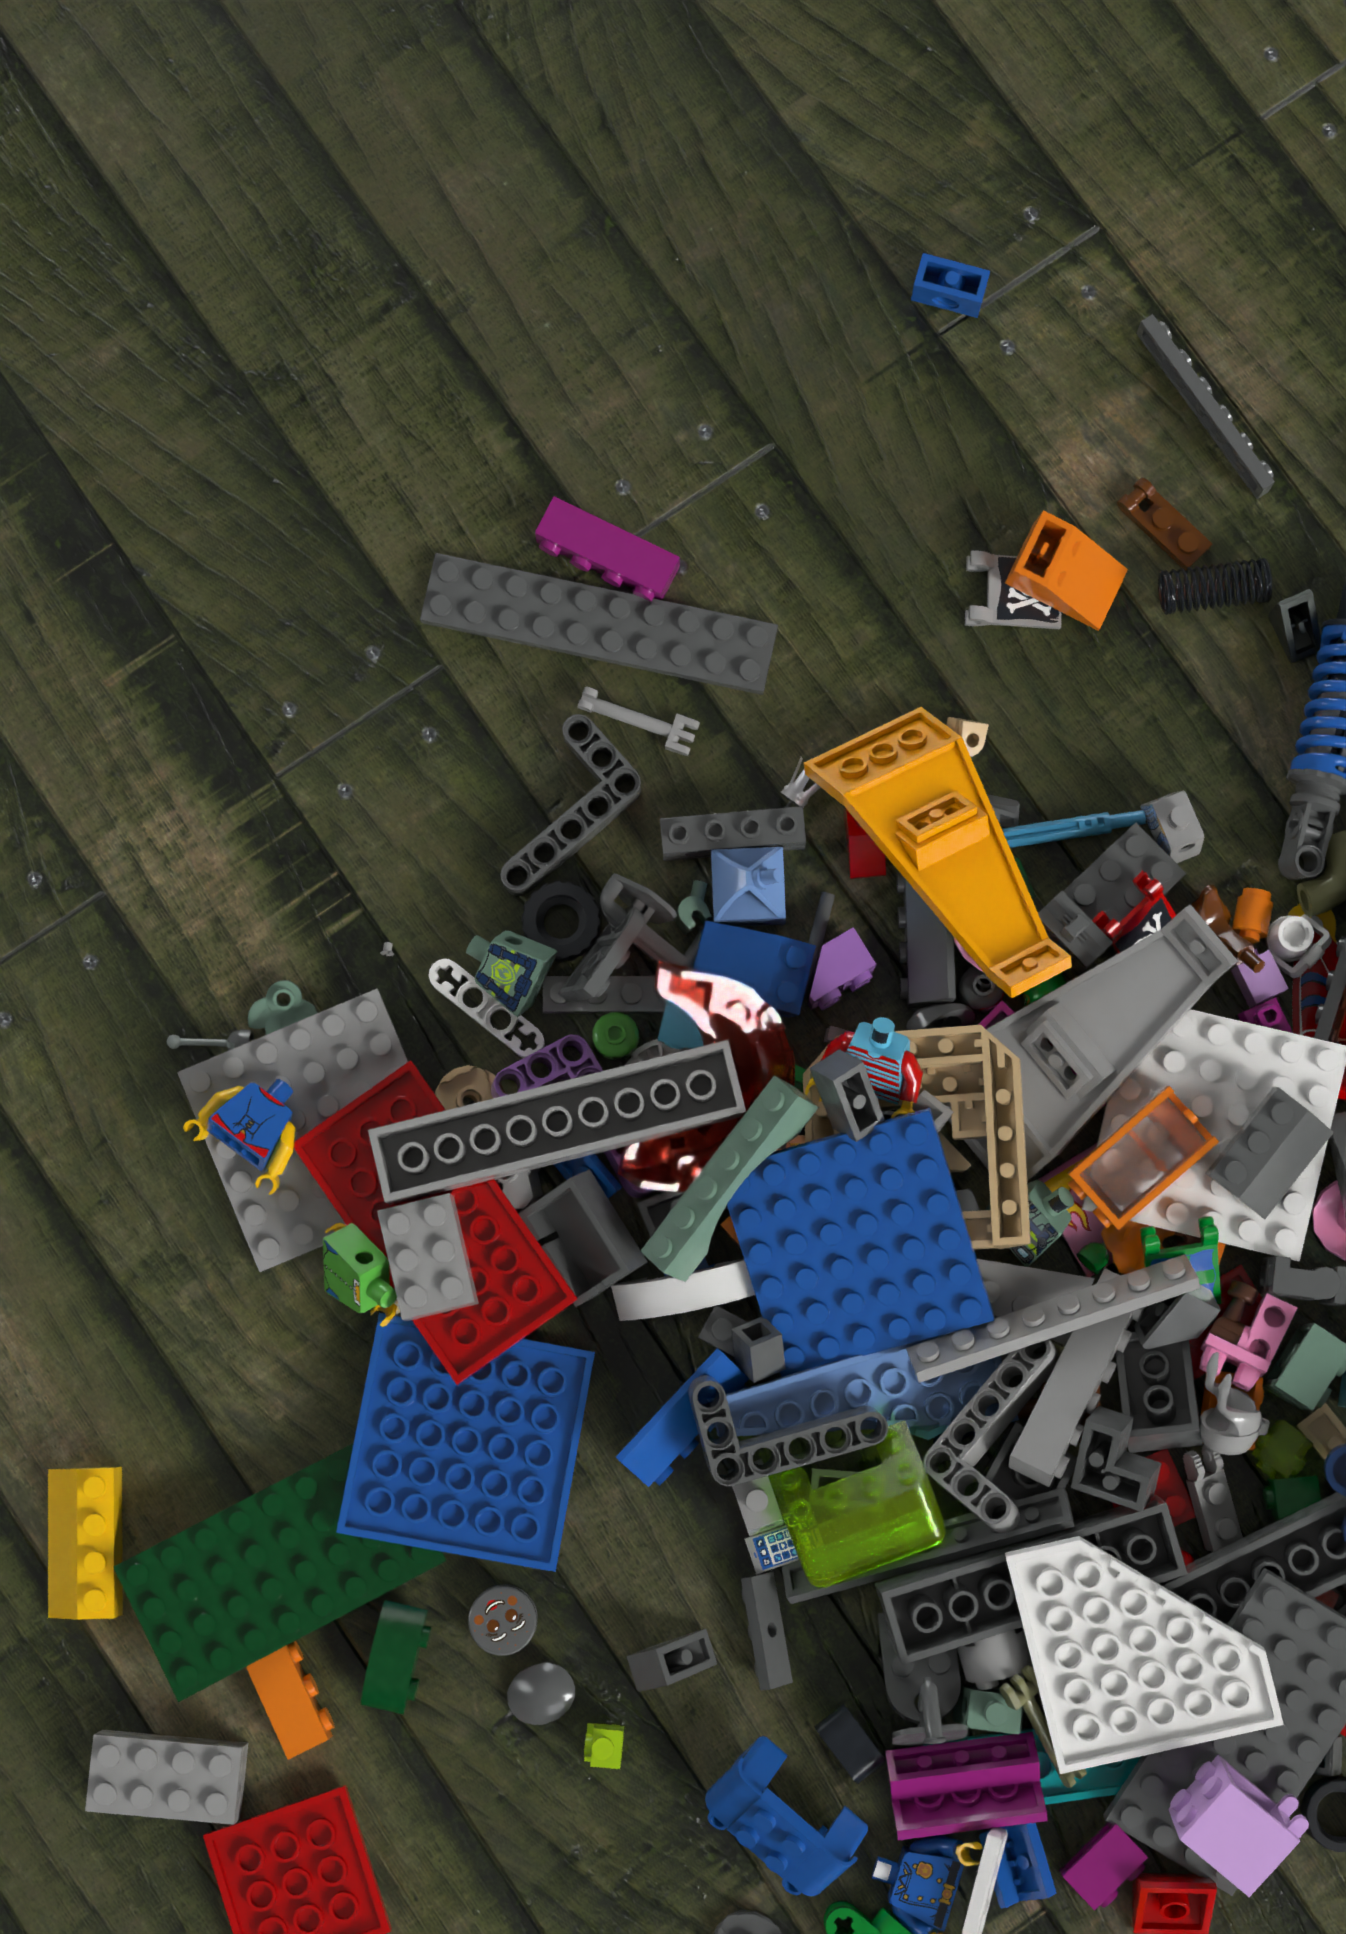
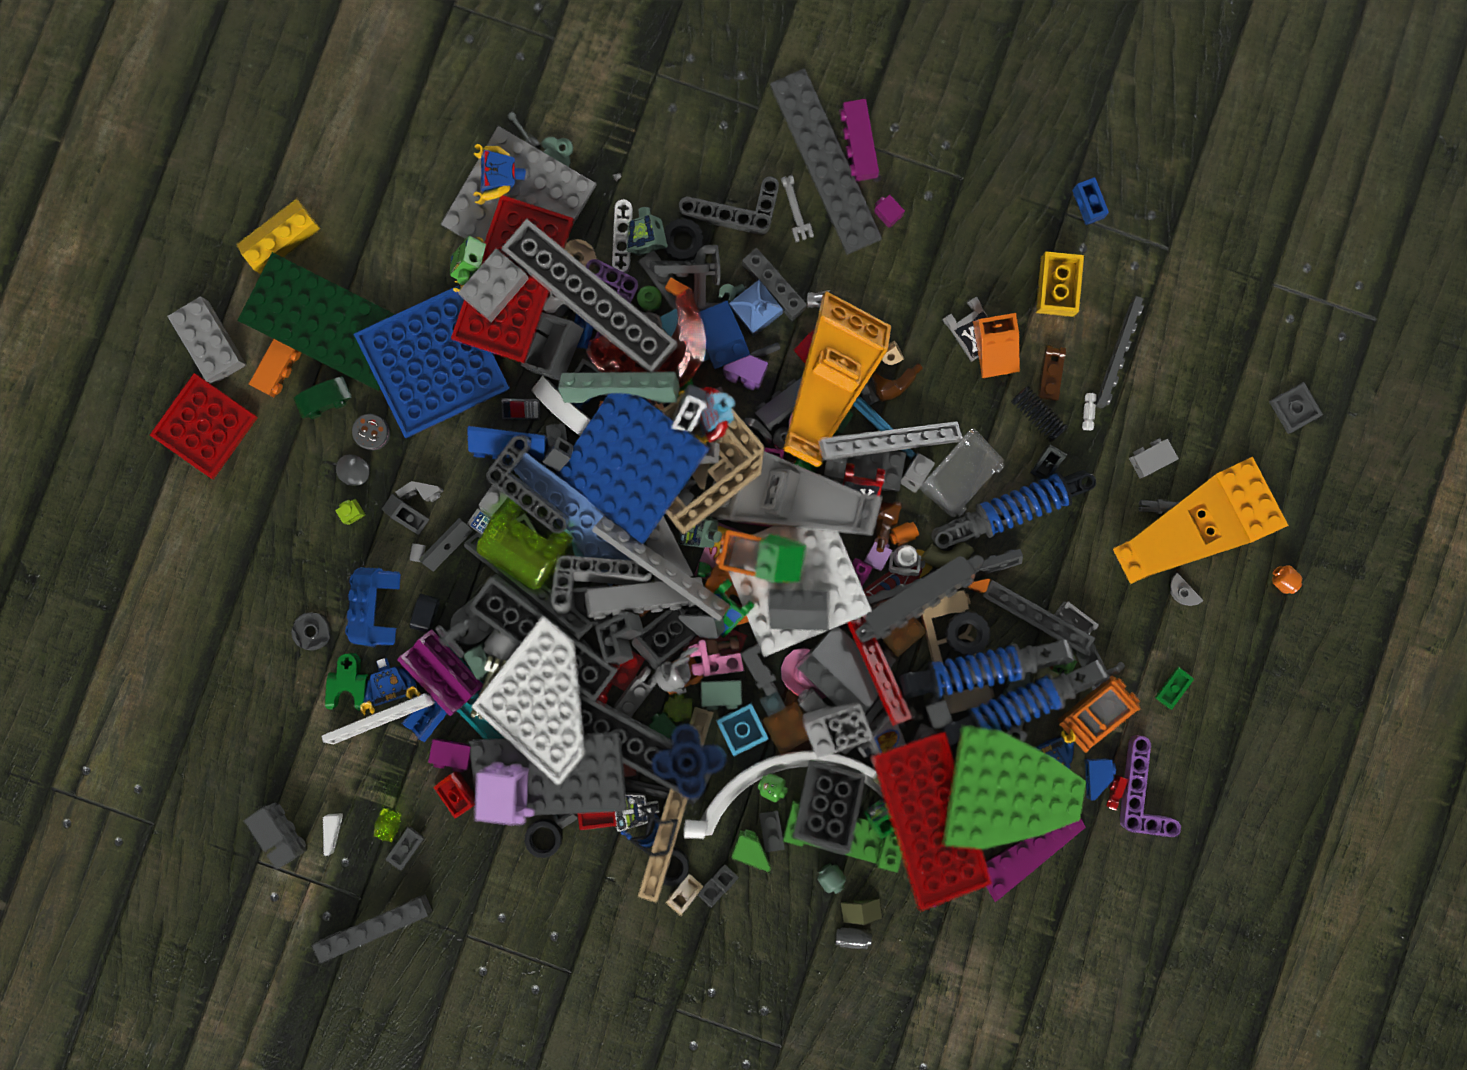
camera: 55 degrees right, 5 degrees up
(637, 981) = (675, 287): none -> orange piece
(639, 1358) = (521, 409): none -> slope
(659, 1600) = (427, 491): none -> light grey slope
(745, 584) = (888, 210): none -> magenta brick
(745, 1685) = (417, 552): none -> light grey hinge
(1018, 778) = (889, 389): none -> reddish brown animal
(1042, 417) = (1059, 284): none -> yellow brick
(1103, 832) = (890, 440): none -> light grey plate
(1178, 1124) = (780, 559): none -> green slope
(1225, 761) = (962, 473): none -> clear windscreen
(1262, 512) = (1089, 411): none -> white axle

